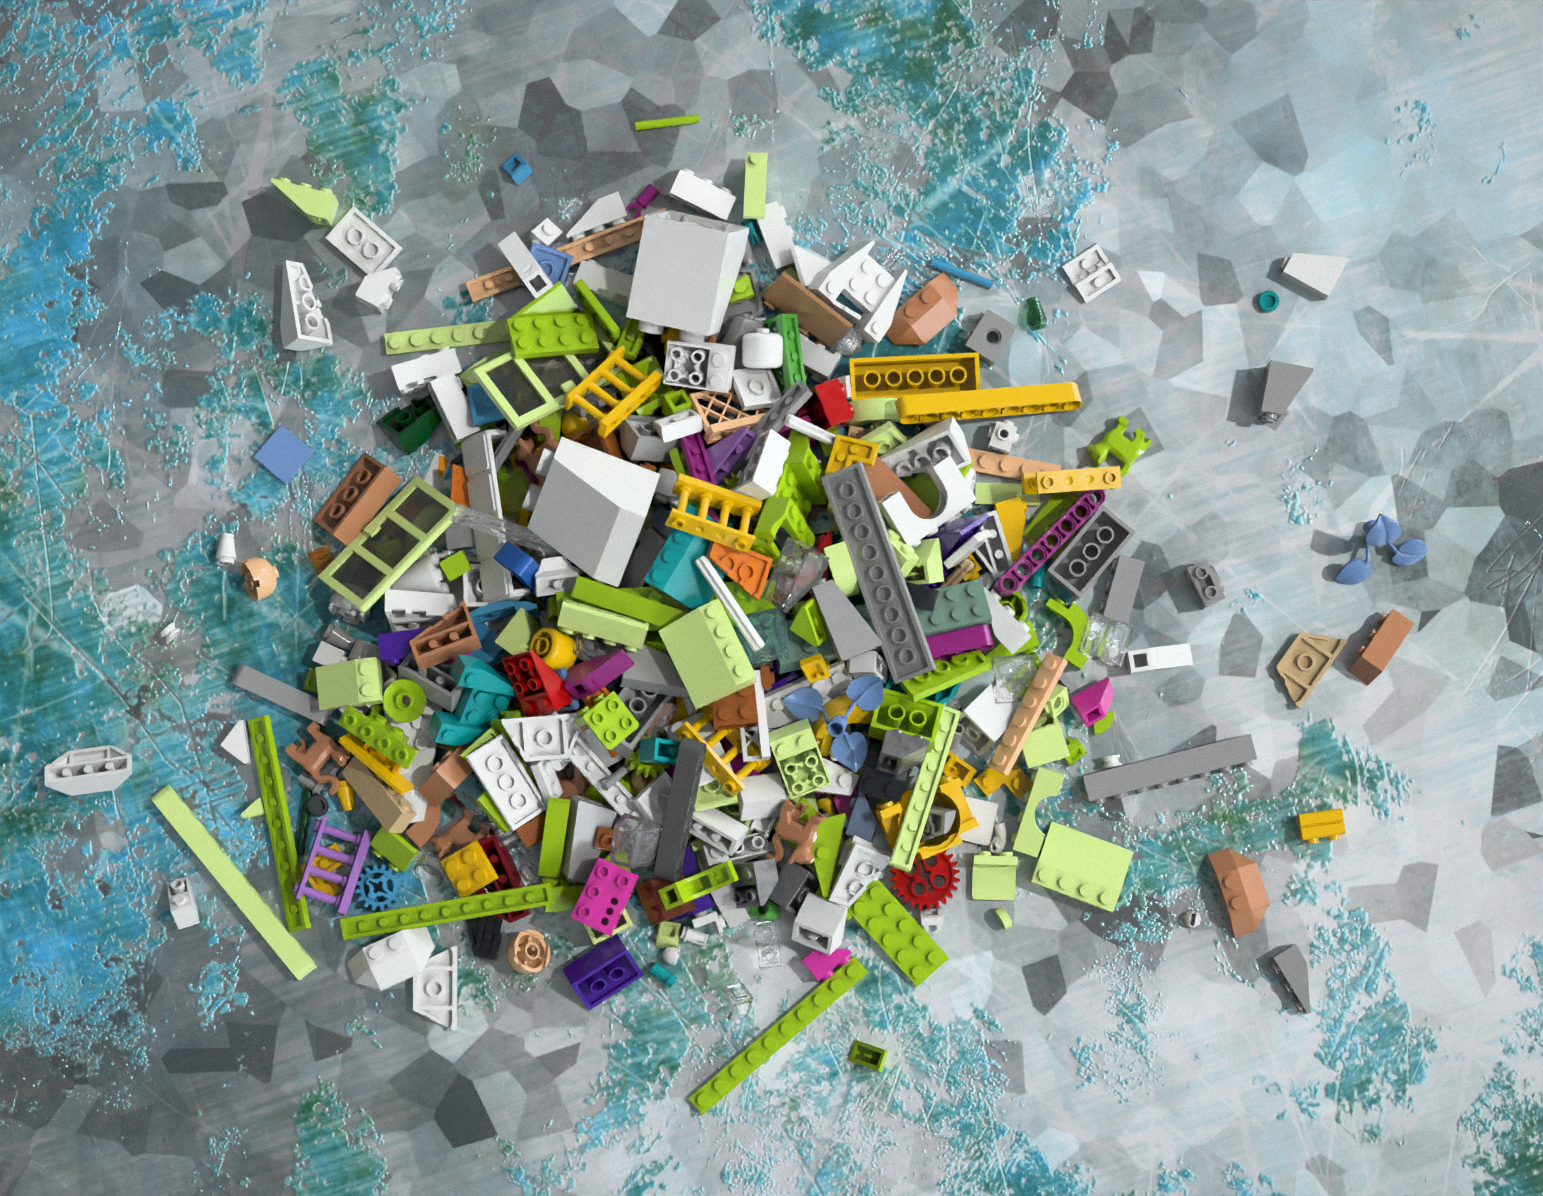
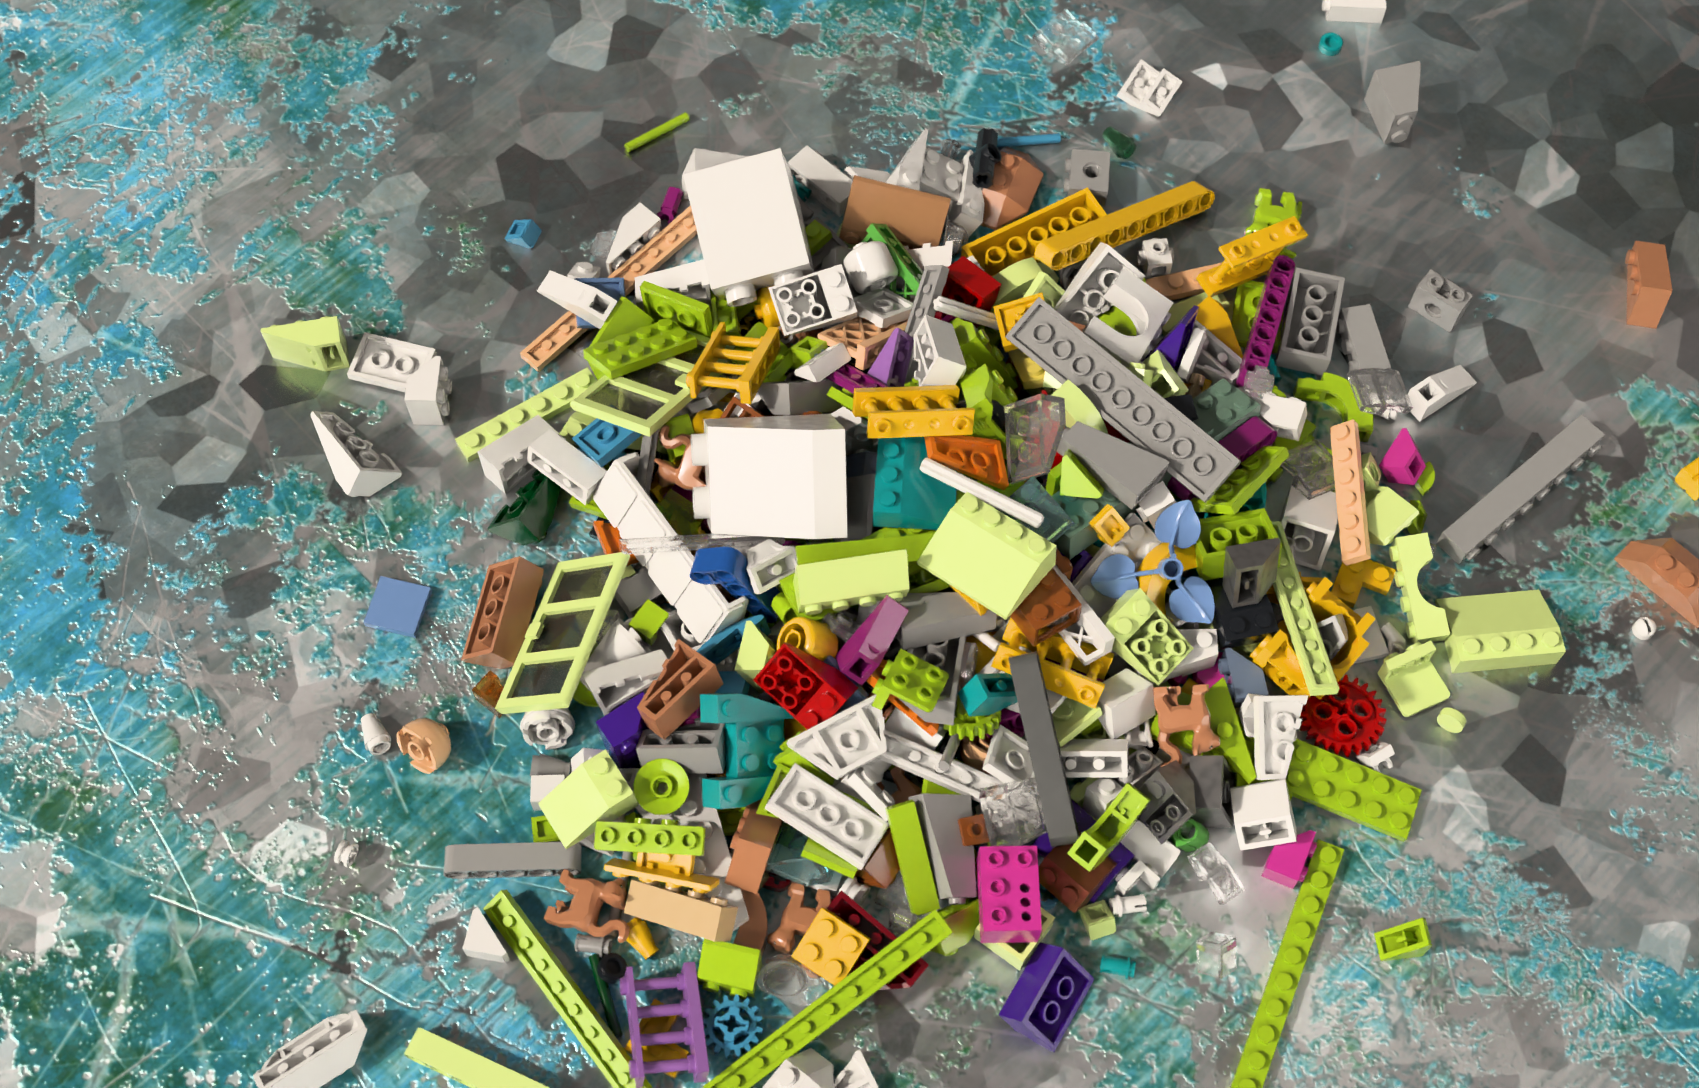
camera: 25 degrees left, 20 degrees down
(254, 810) = (538, 1008): yellowish green slope -> none
(437, 470) = (578, 545): white sticker -> none
(485, 935) = (885, 1021): black wing -> none
(528, 952) = (948, 1014): light nougat cylinder -> none
(671, 955) = (1113, 939): white hinge -> none
(755, 185) = (774, 134): yellowish green slope -> none
(911, 286) = (985, 158): none -> black piece
(1000, 600) = (1259, 382): none -> clear gear
(1111, 761) = (1458, 508): white bush -> none
(1306, 663) = (1586, 332): tan wing -> none
(1379, 532) = (1588, 160): medium blue plant -> none

